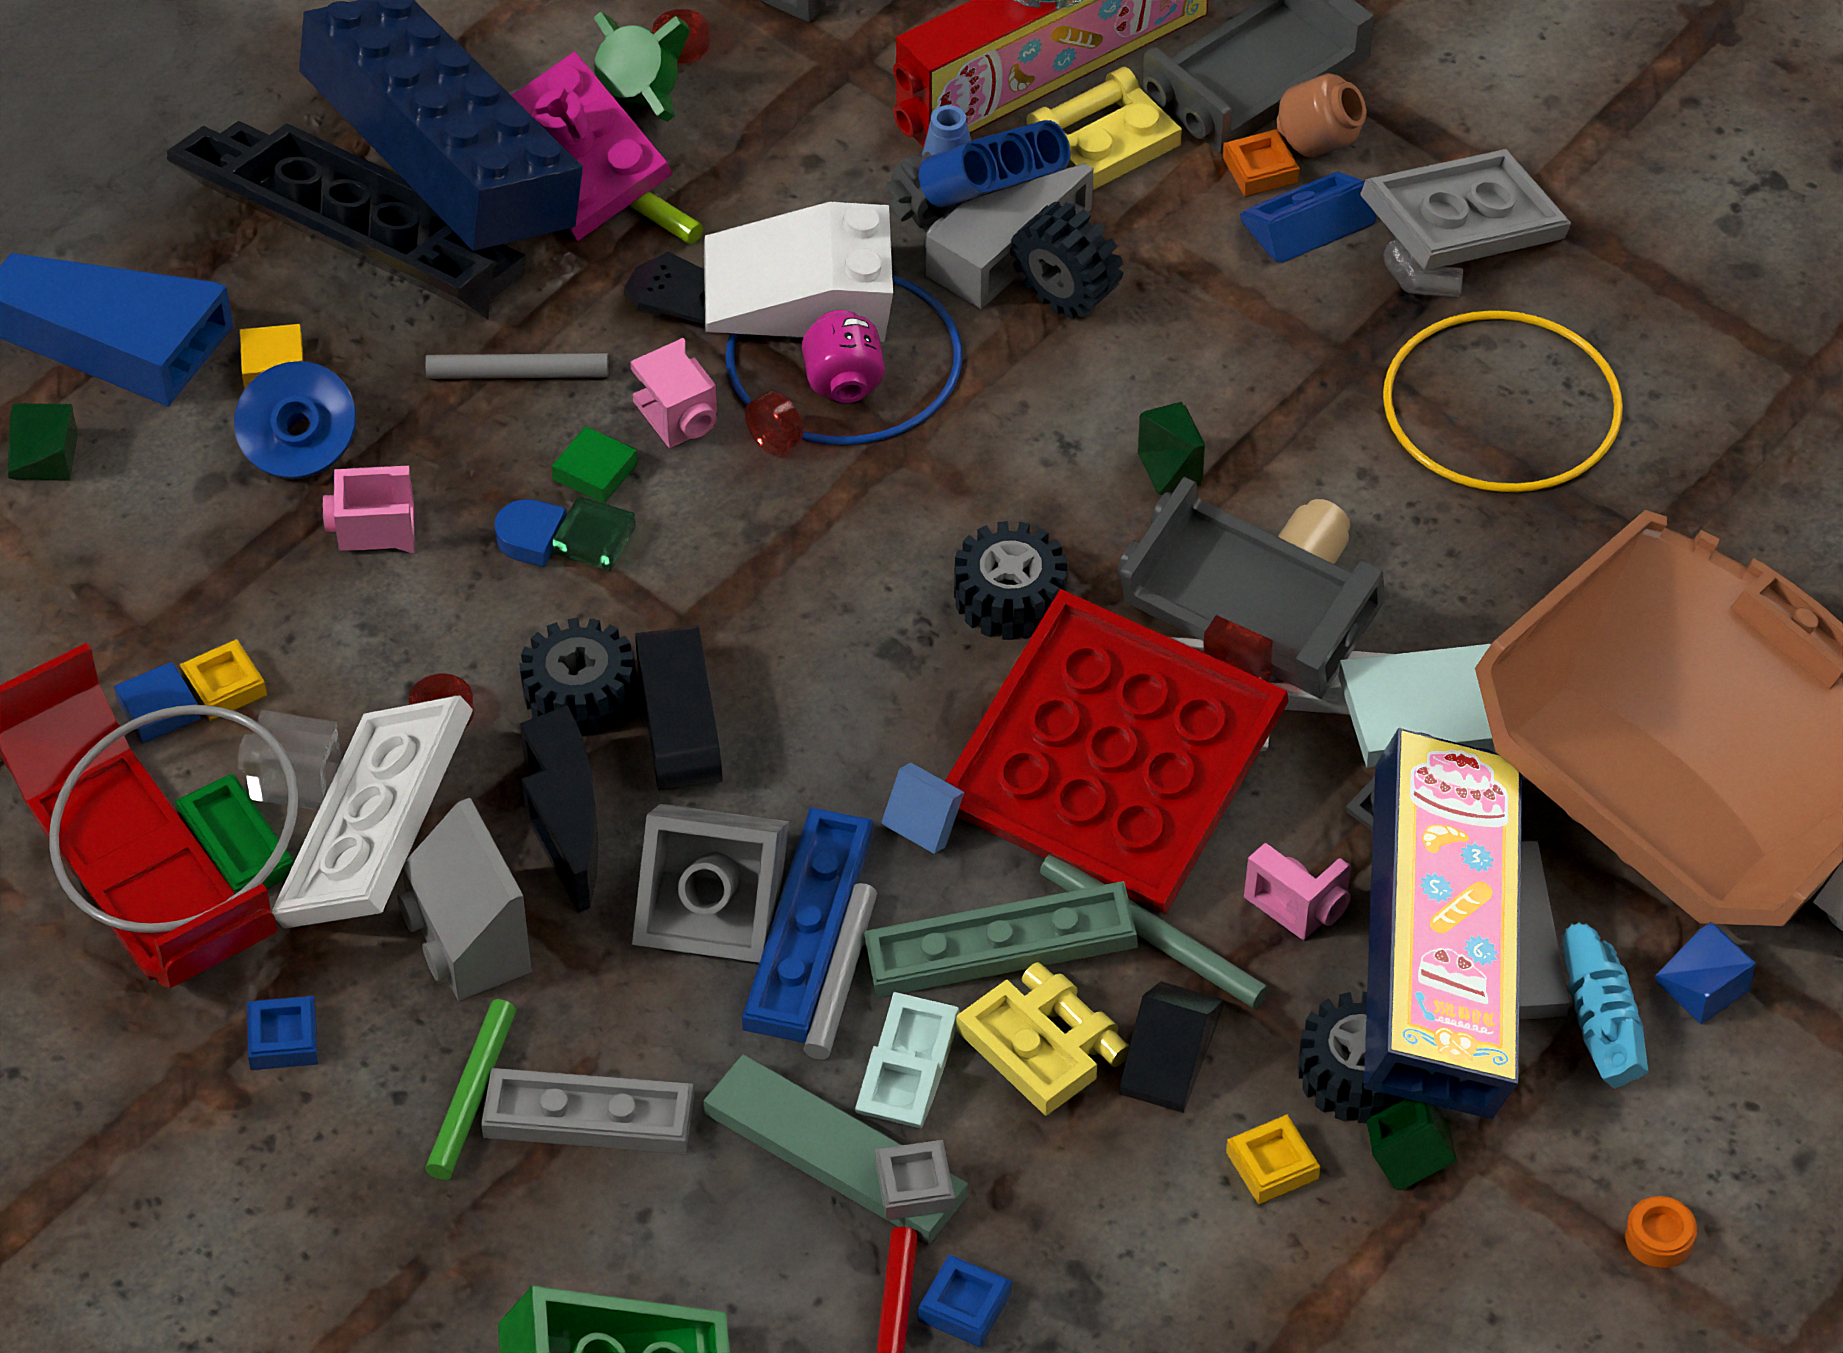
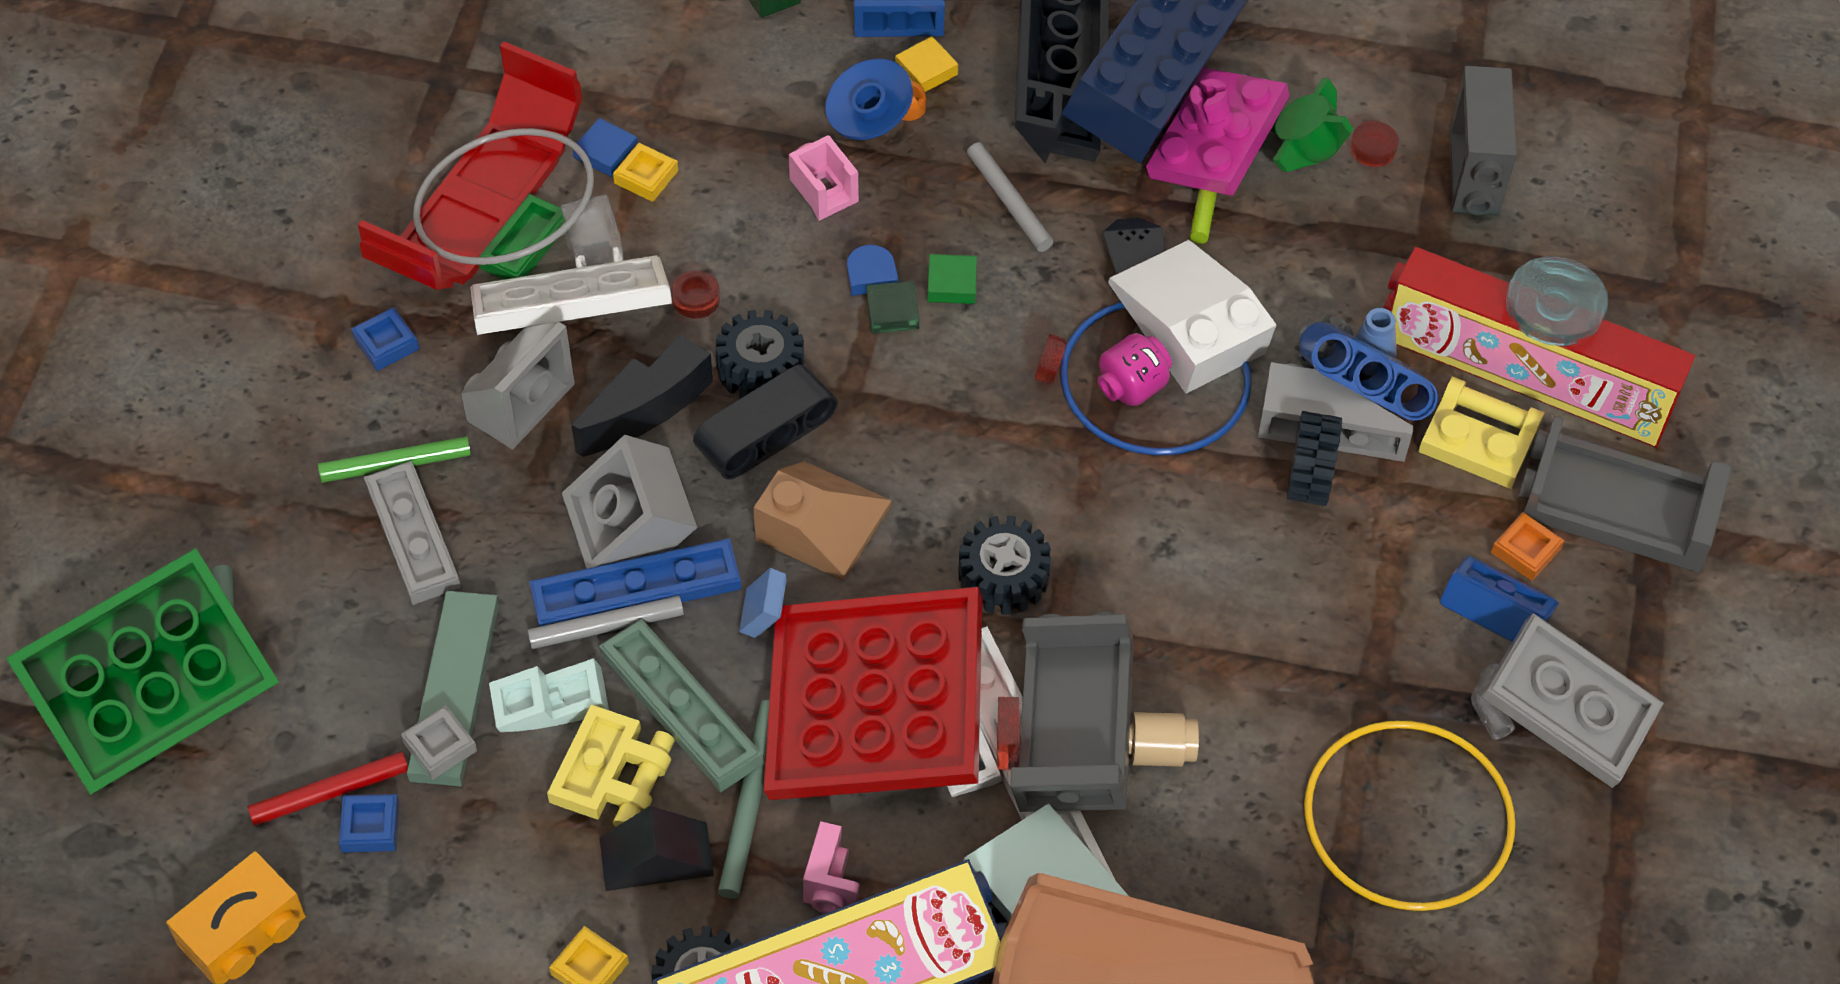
camera: 60 degrees right, 5 degrees up
(677, 394) = (1037, 290): bright pink window -> none
(835, 719) = (818, 517): none -> medium nougat slope
(1170, 447) = (1196, 612): dark green slope -> none
(1321, 115) = (1589, 559): nougat head -> none

